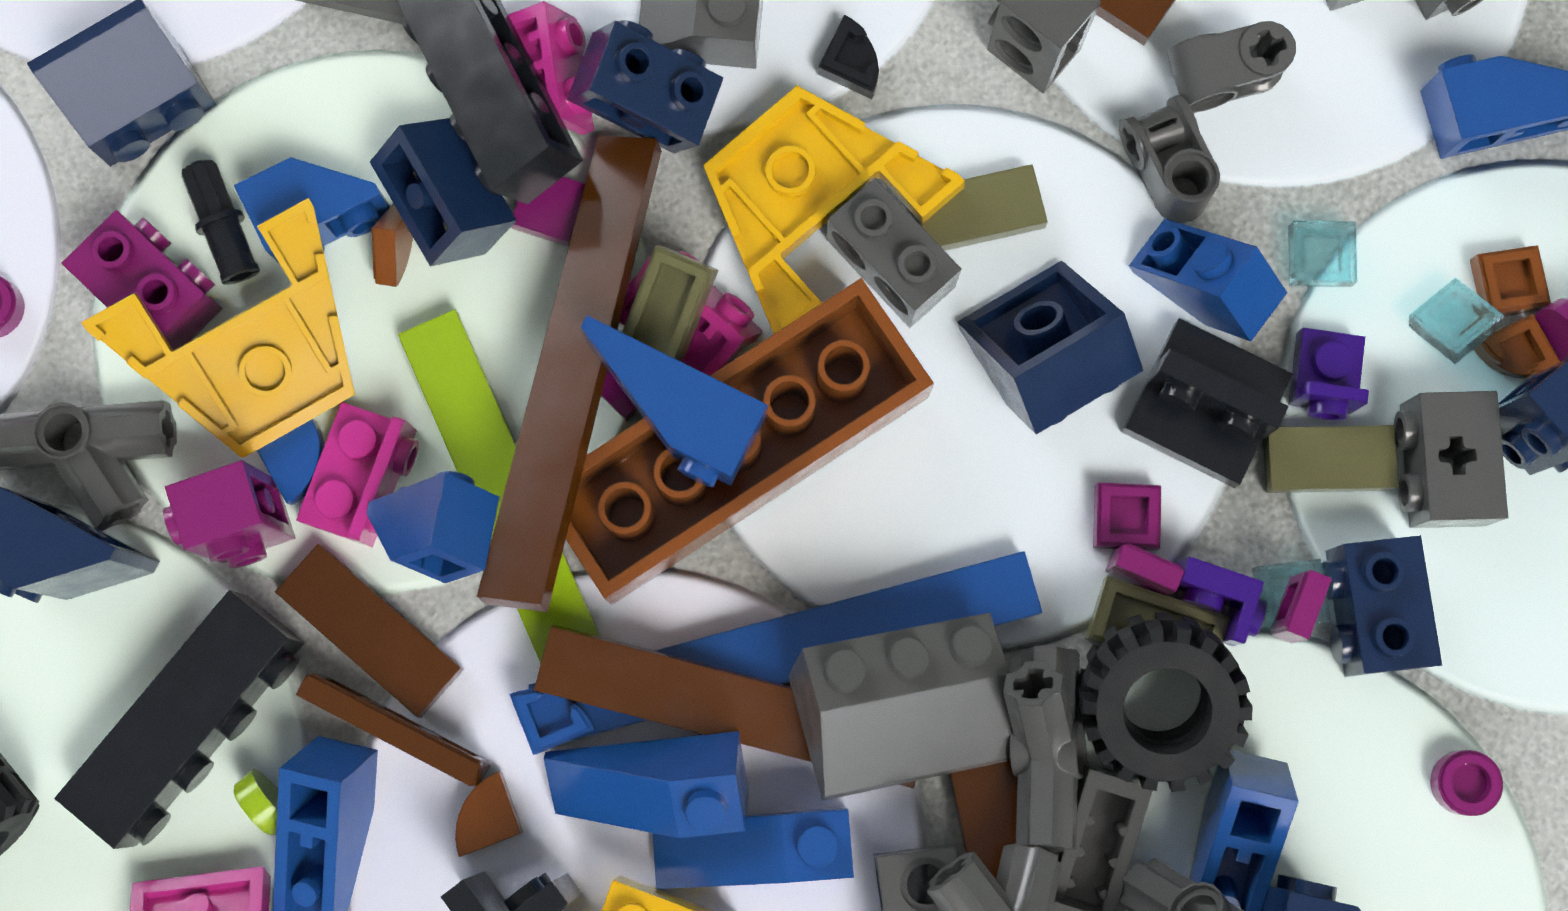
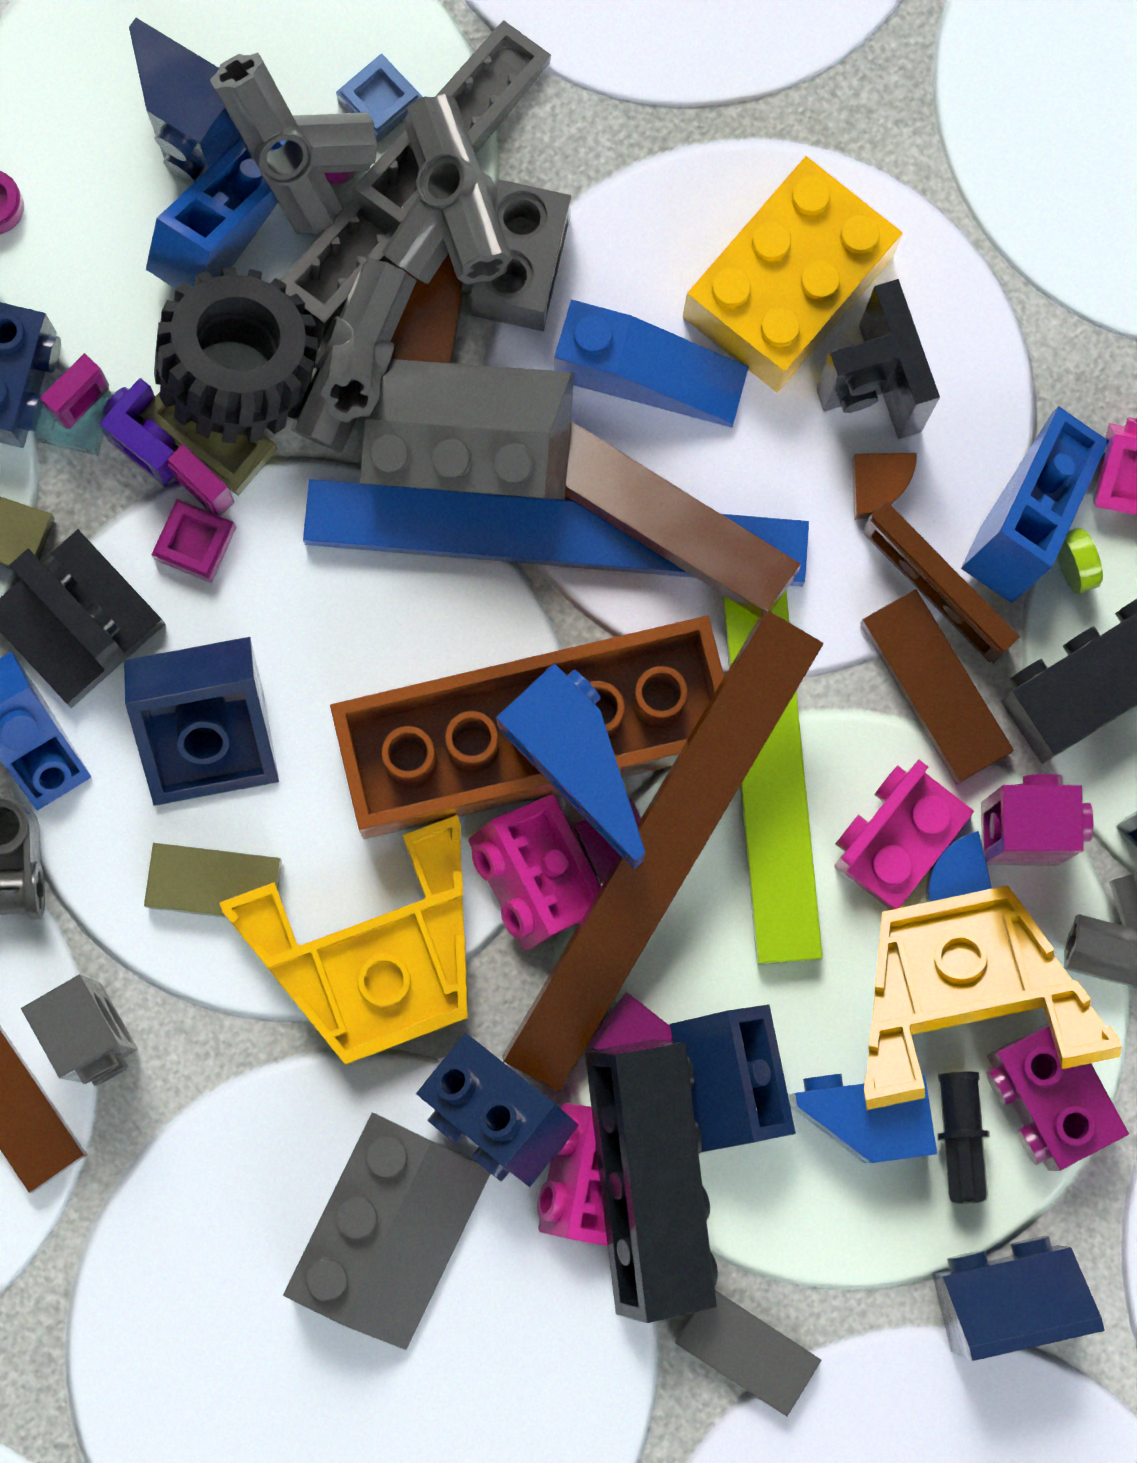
camera: 165 degrees left, 0 degrees up
(390, 248) = (803, 1047): dark orange tile -> none
(437, 525) = (843, 728): blue slope -> none
(549, 719) = (797, 537): blue tile -> none
(655, 785) = (713, 442): blue slope -> none
(670, 302) = (556, 874): olive tile -> none
(851, 59) = (277, 1084): black tile -> none
(892, 252) = (315, 860): dark grey brick -> none

